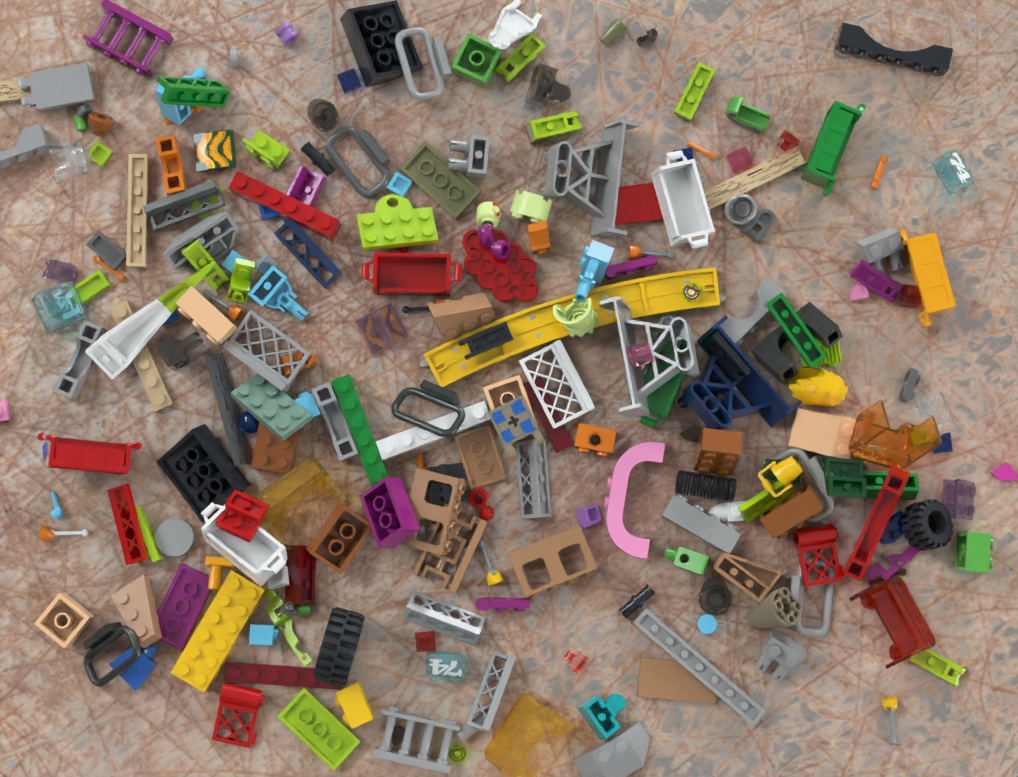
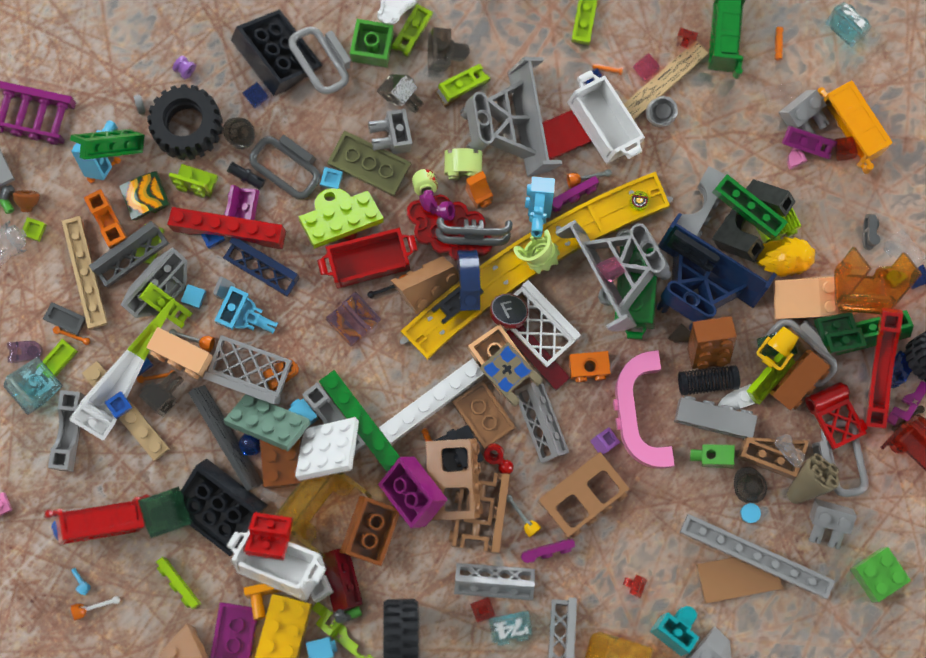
camera: 15 degrees left, 5 degrees down
(127, 524) = (157, 578): red fence -> none
(135, 349) = (118, 405): none -> blue tile
(151, 464) = (164, 512): none -> clear green slope
(163, 329) = (140, 379): none -> orange hinge
(174, 537) = (206, 578): light grey tile -> none
(240, 280) = (203, 310): lime slope -> none
(262, 68) = (175, 101): none -> black tyre
(320, 449) = (327, 449): none -> white plate
(434, 394) = (424, 366): pearl dark grey bar -> none
(490, 116) = (399, 91): none -> clear smoke brick
(502, 323) = (469, 279): none -> dark blue arch
(520, 279) = (473, 233): none -> dark grey piece
(532, 365) = (508, 311): none -> black tile
(636, 601) = (676, 510): black pin -> none
(747, 115) = (640, 25): bright green animal -> none
(763, 583) = (793, 455): none -> clear plate
(764, 220) = (686, 116): dark grey plate -> none
(812, 718) = (880, 574): none -> bright green brick

